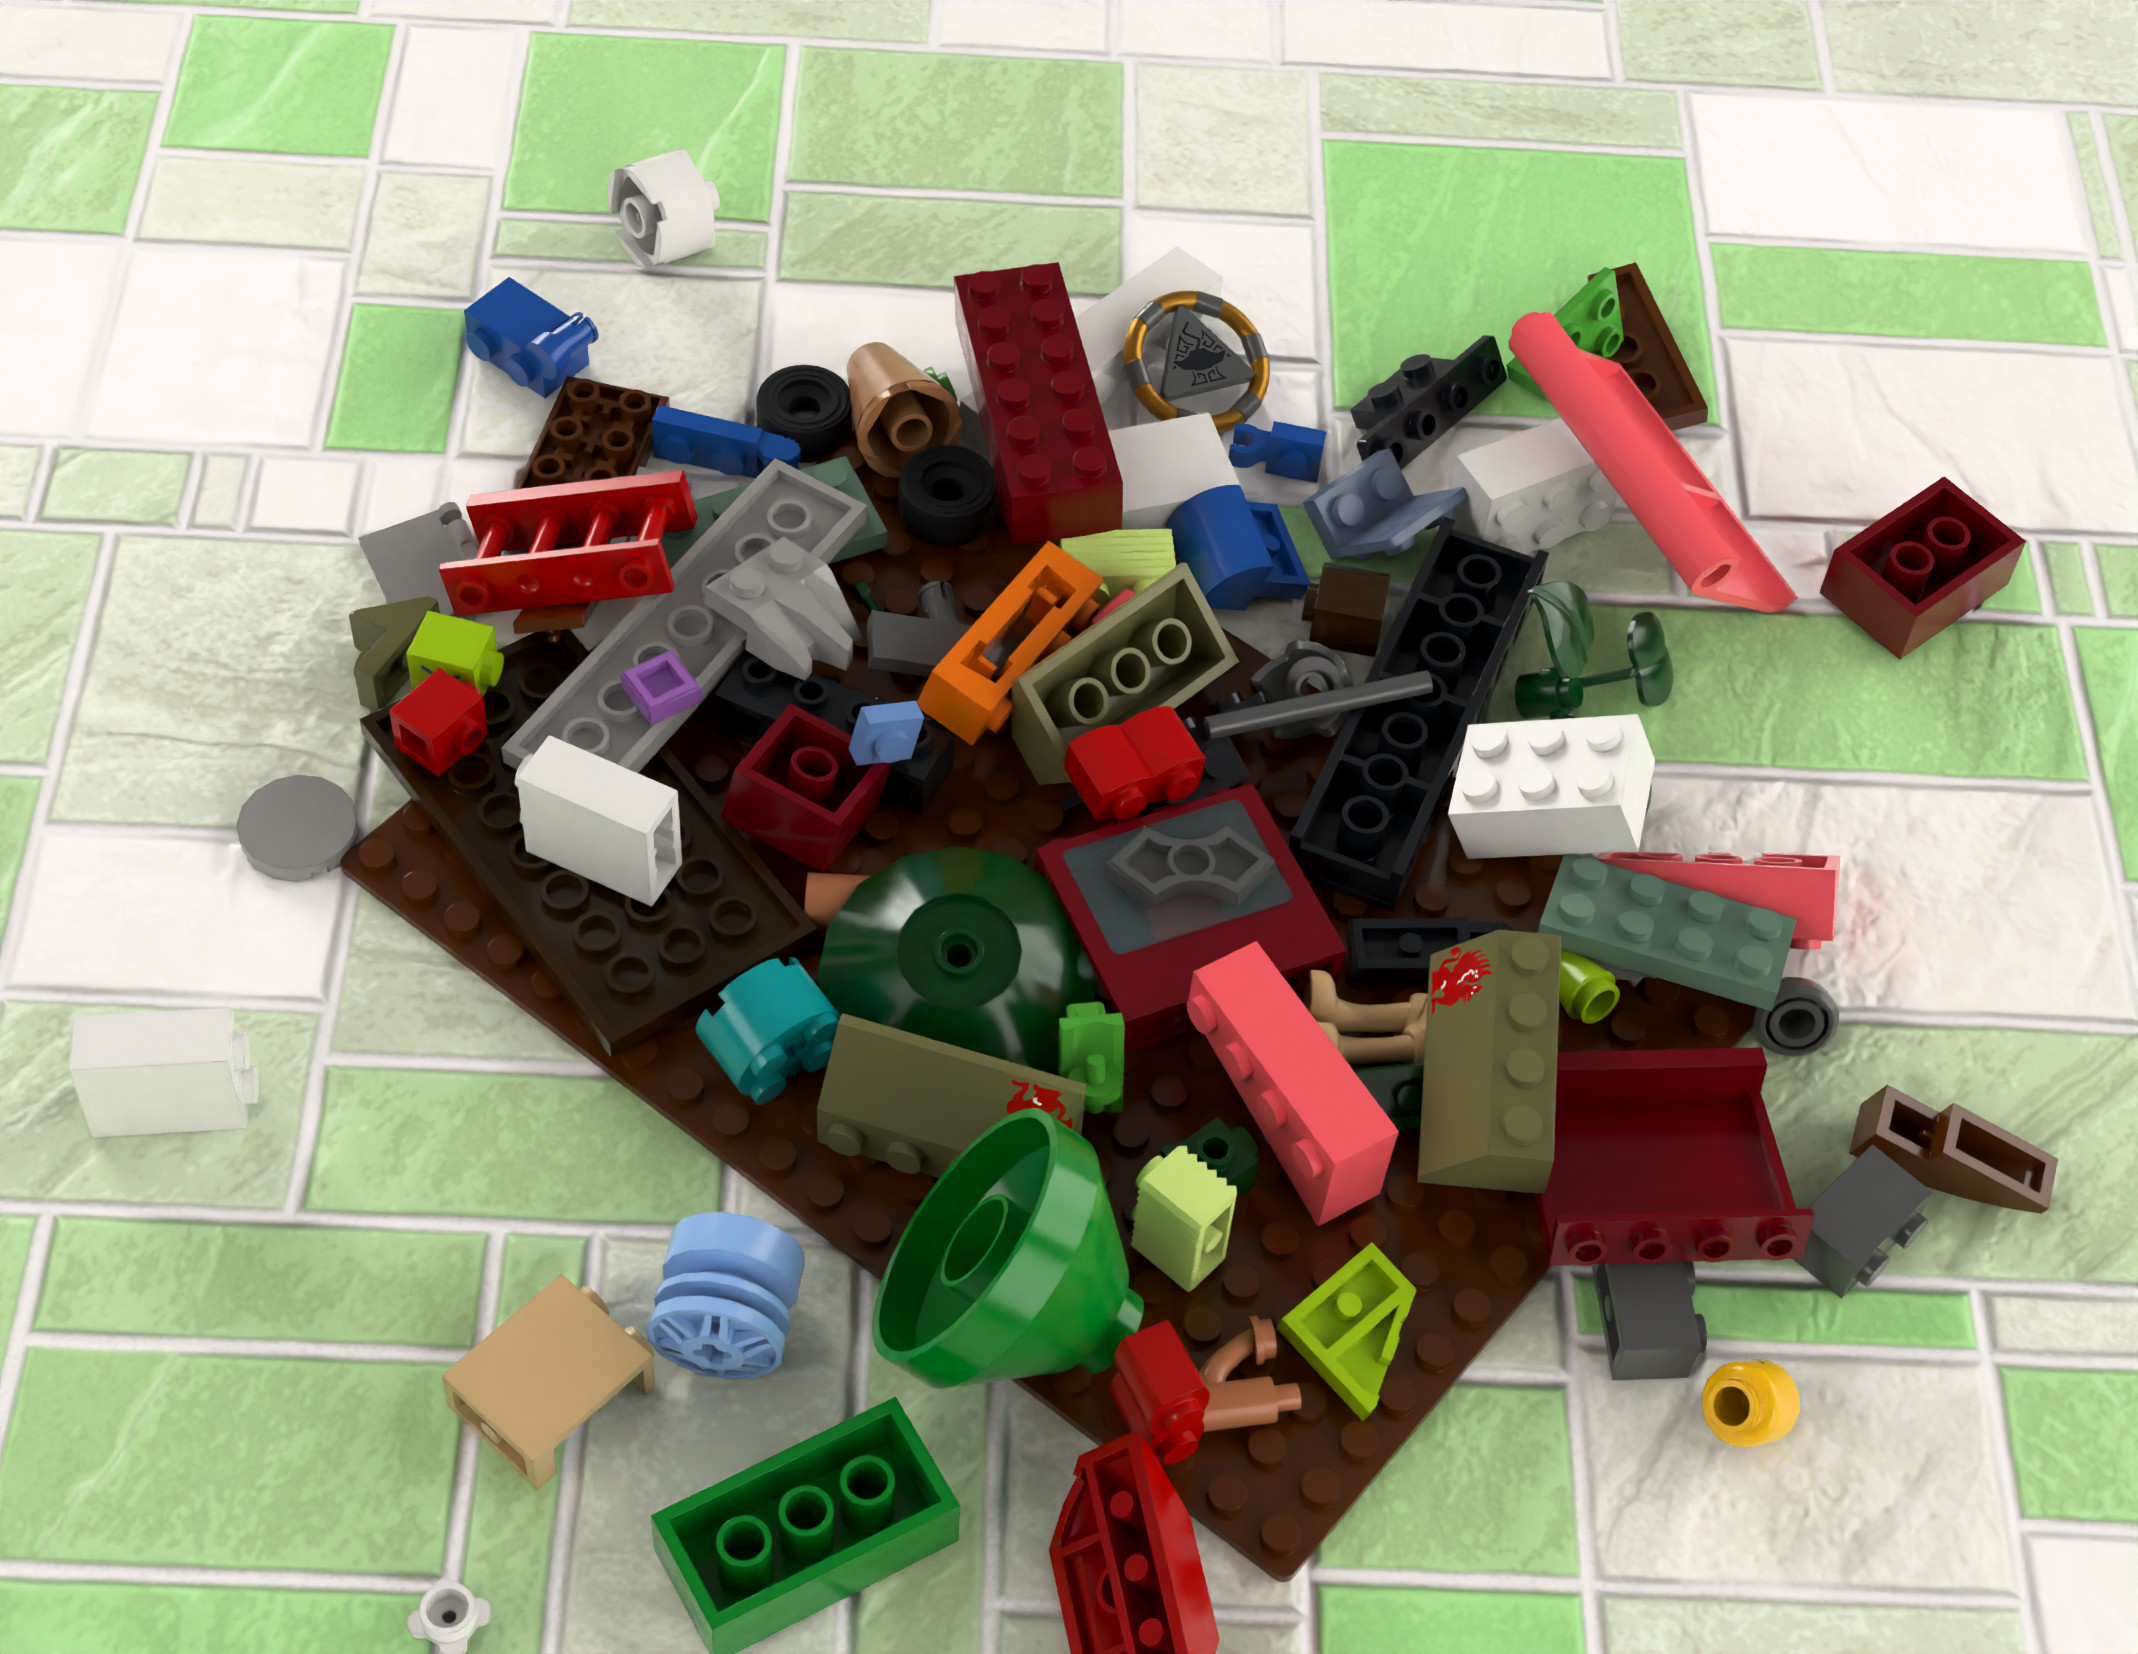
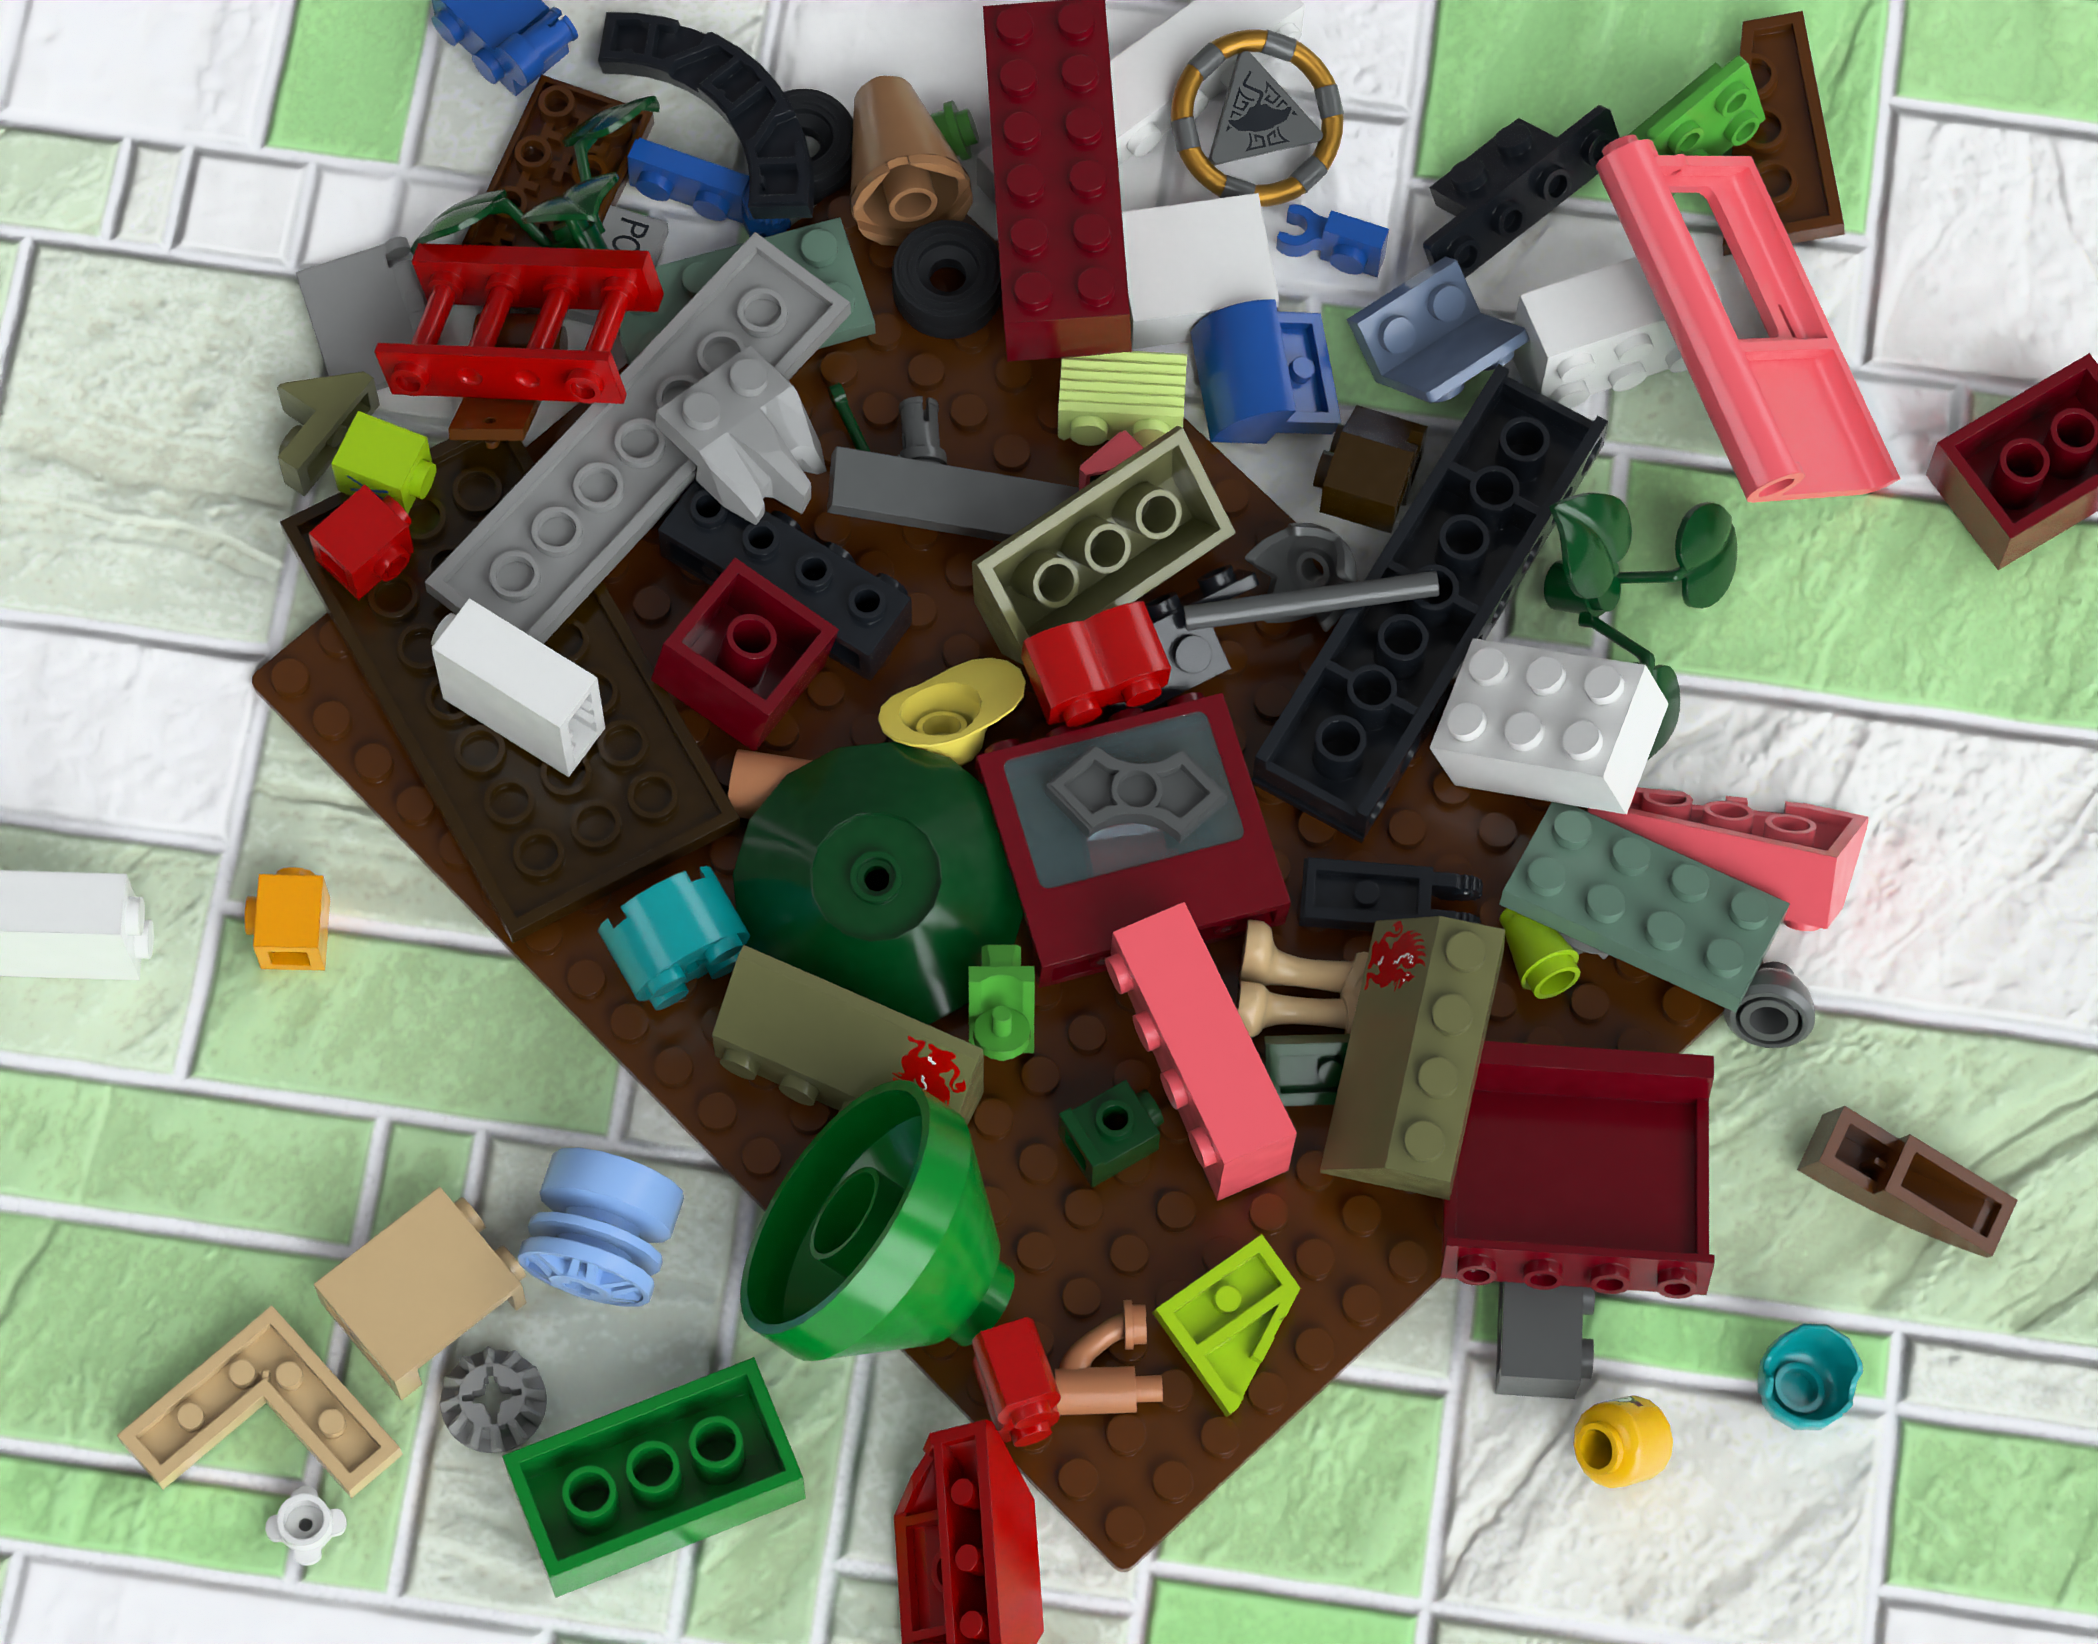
camera: 10 degrees right, 15 degrees up
(297, 827) = (209, 635): light grey tile -> none
(387, 1468) = (255, 1368): none -> tan plate
(391, 1058) = (289, 920): none -> light orange brick
(611, 1499) = (517, 1417): none -> light grey gear
(618, 415) = (574, 206): none -> dark green plant
(661, 687) = (599, 524): medium lavender tile -> none
(737, 365) = (735, 88): none -> black tile
(886, 733) = (831, 609): medium blue plate -> none
(961, 687) = (1048, 428): orange brick -> none
(1008, 819) = (954, 708): none -> light yellow piece
(1182, 1216) = (1068, 1191): yellowish green brick -> none
(1862, 1220) = (1785, 1252): dark grey brick -> none
(1910, 1327) = (1809, 1376): none -> teal hair

